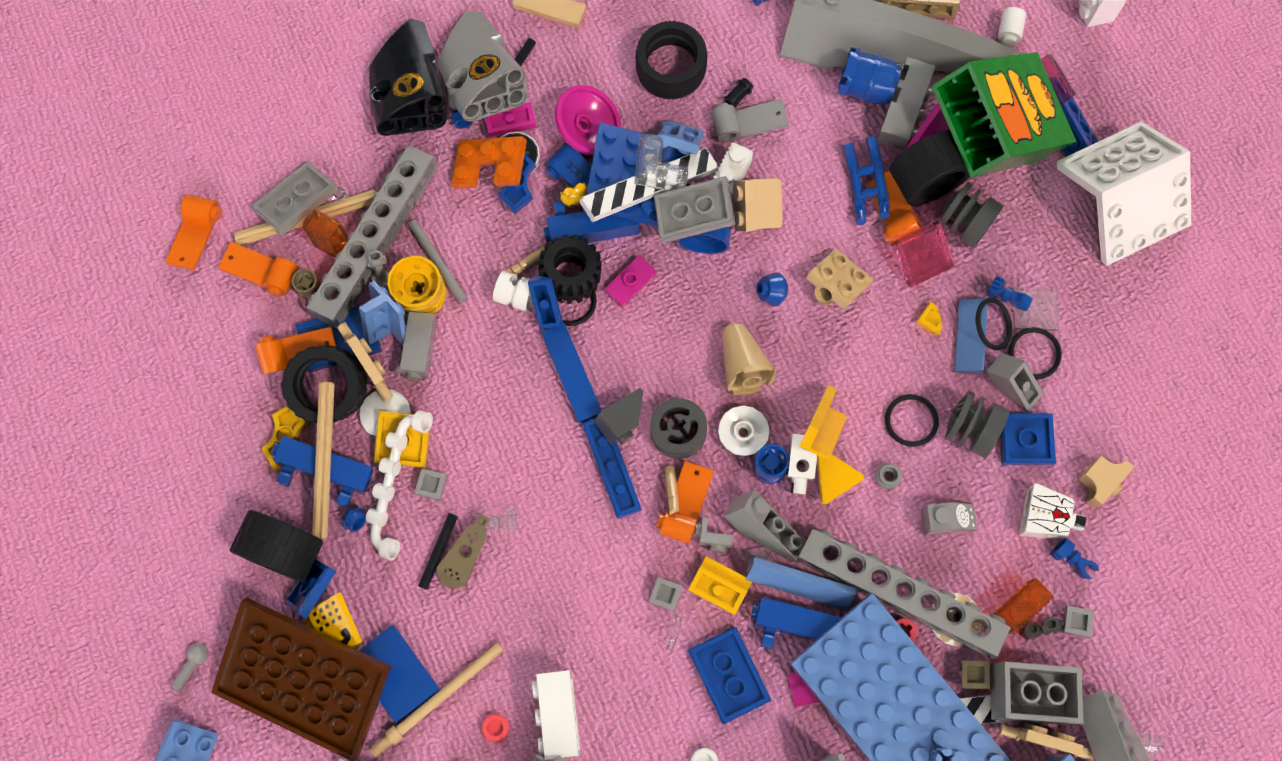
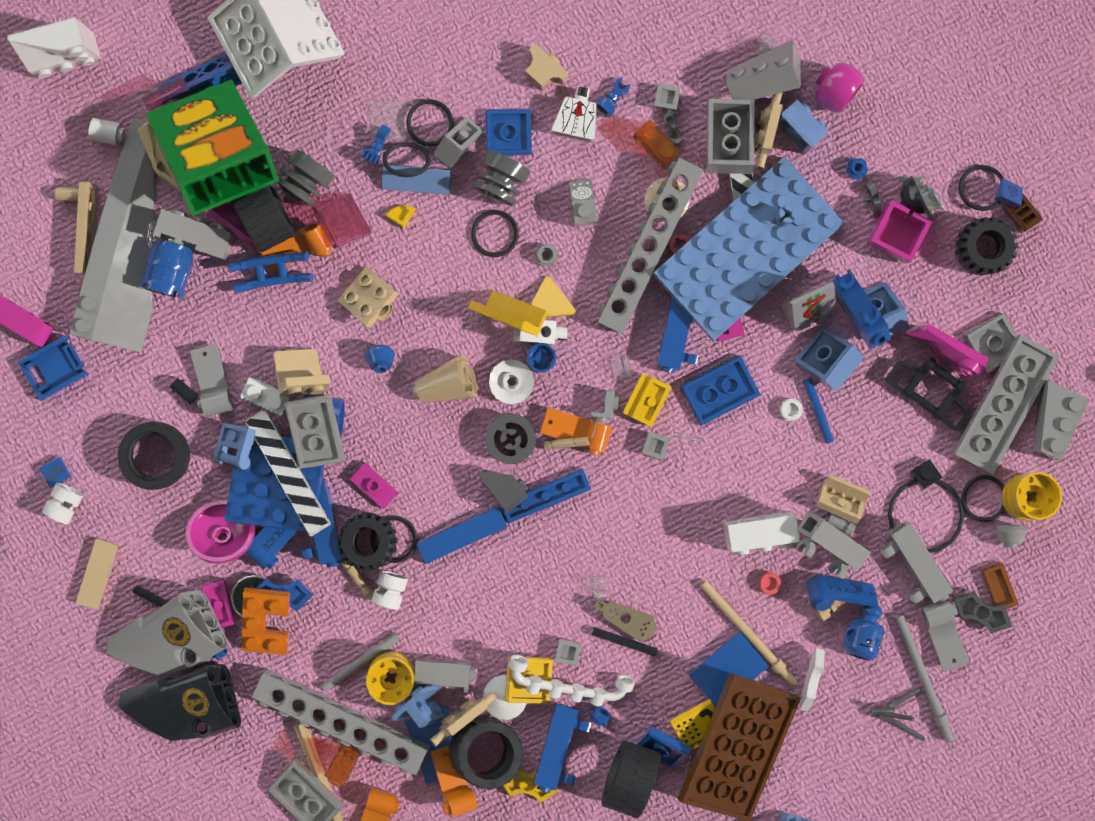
camera: 90 degrees left, 15 degrees up
(303, 279) = (386, 781): dark tan wheel -> none
(323, 460) = (554, 746): tan axle -> none
(376, 260) = (379, 711): light grey bar -> none
(545, 302) = (401, 562): blue slope -> none
(572, 196) = (297, 541): yellow plate -> none
(651, 170) = (277, 471): clear brick -> none
(761, 523) = (595, 362): light grey slope -> none
(800, 583) = (644, 331): medium blue tile -> none
(976, 674) = (715, 185): dark tan tile -> none

